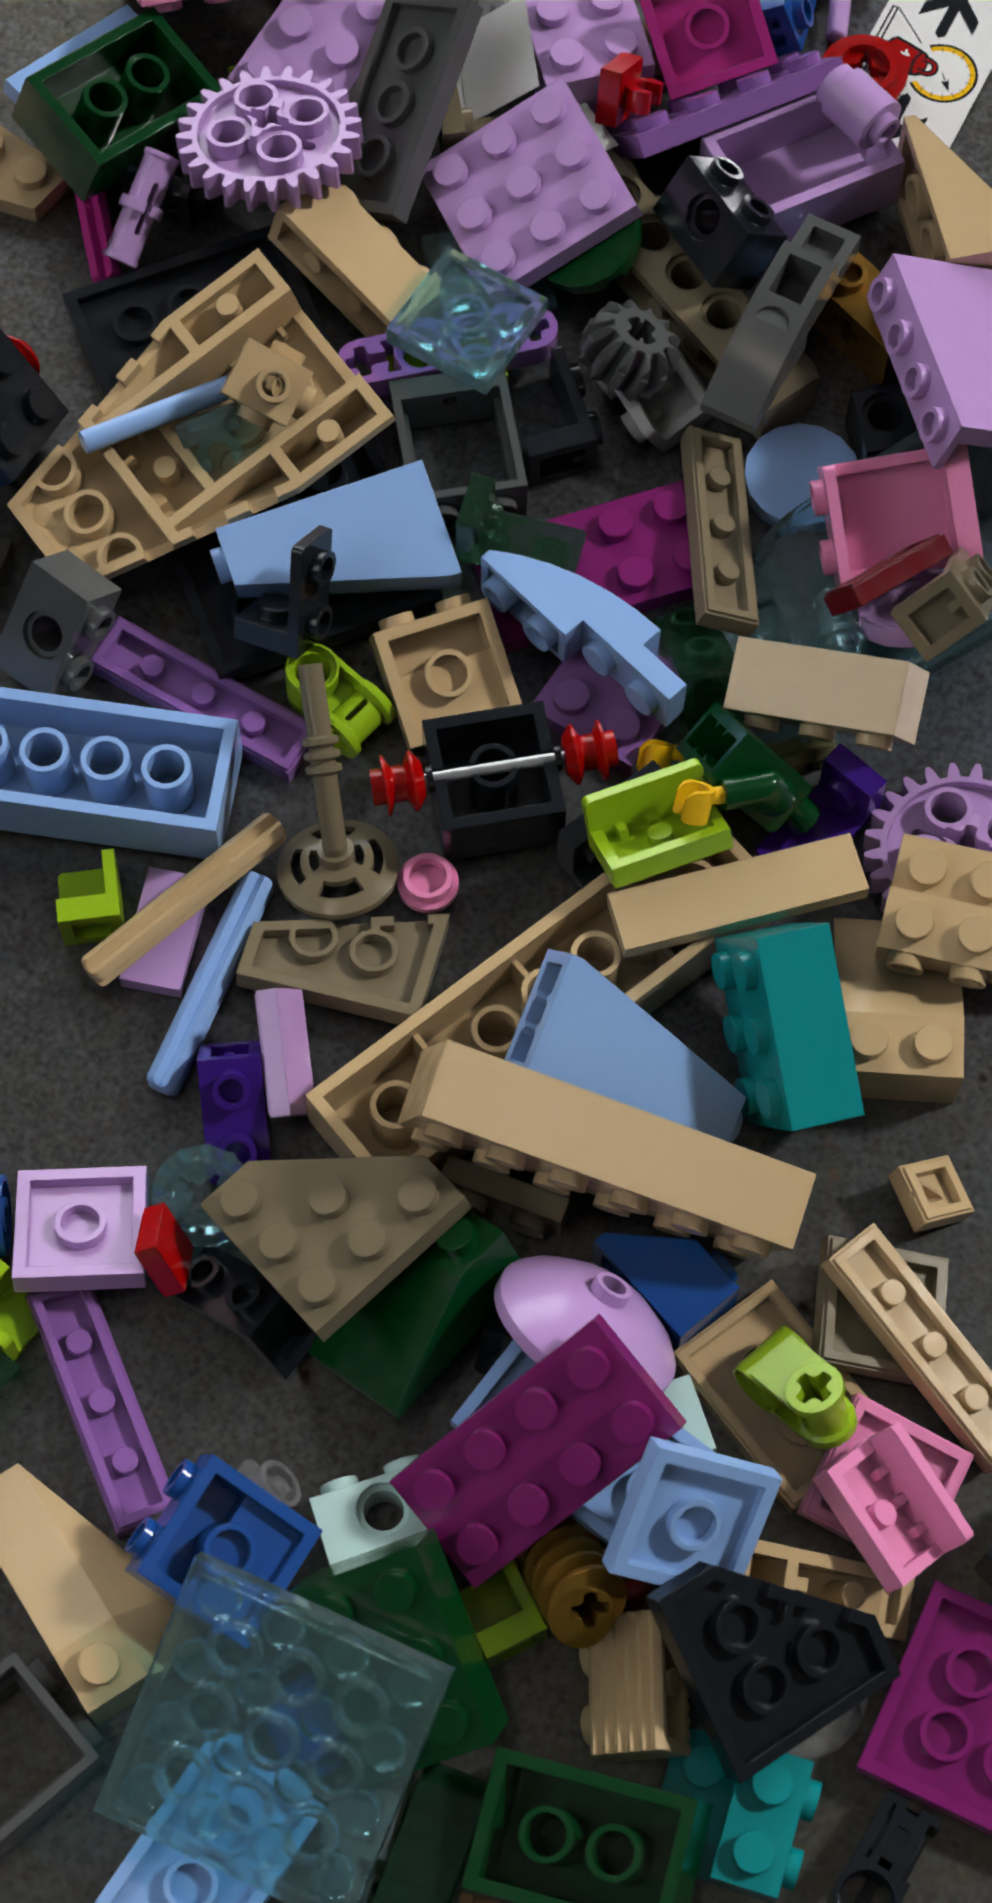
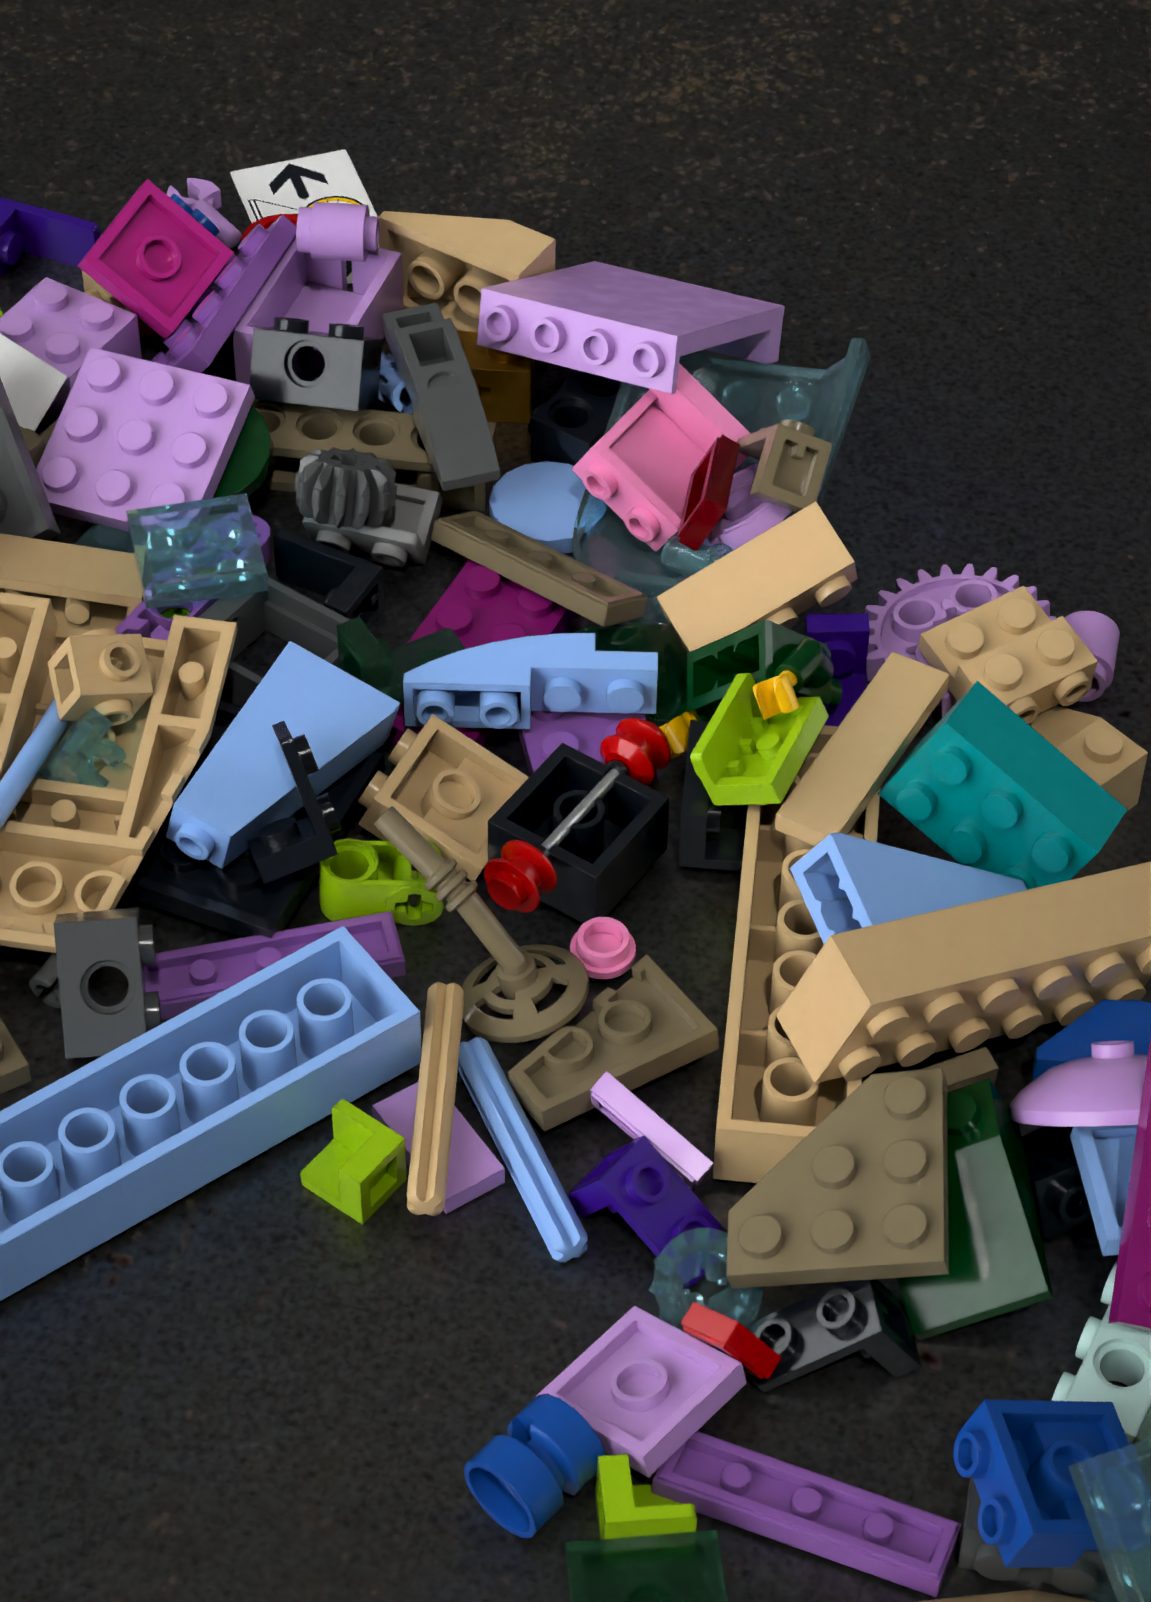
camera: 45 degrees left, 20 degrees down
(625, 91) = (137, 338): red tile -> none

